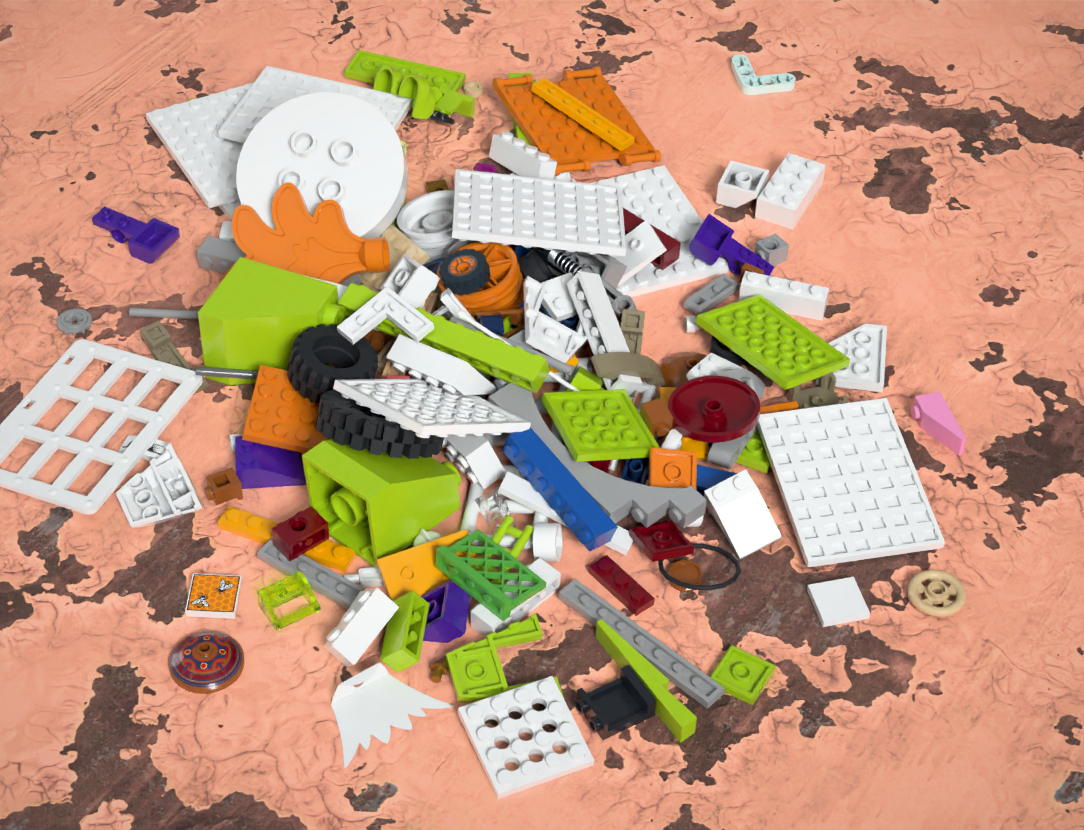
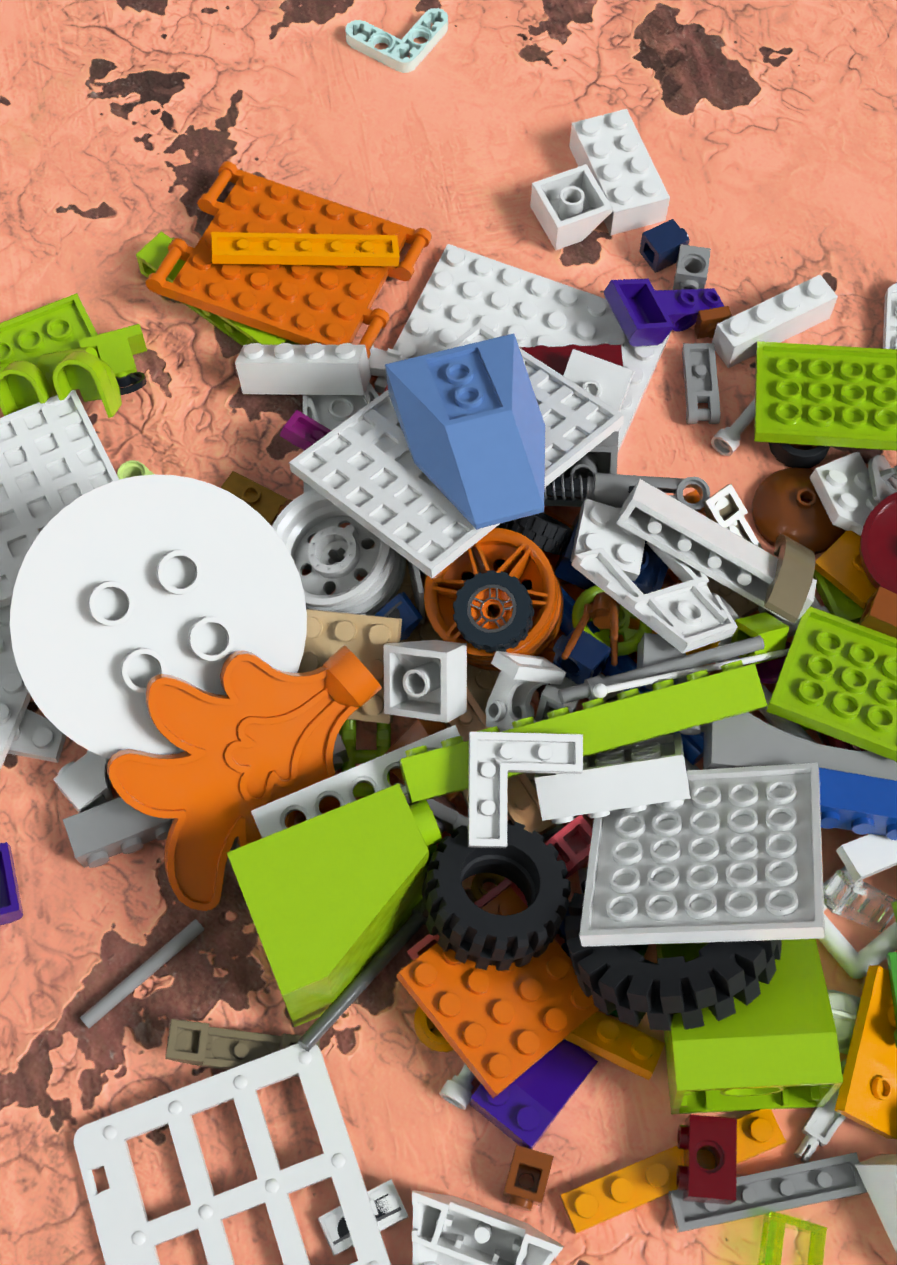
camera: 45 degrees left, 20 degrees up
(67, 318) = (15, 1114): light grey gear -> none
(473, 89) = (105, 308): tan tile -> none
(550, 201) = (474, 428): none -> medium blue wedge
(771, 226) = (662, 244): none -> dark blue brick

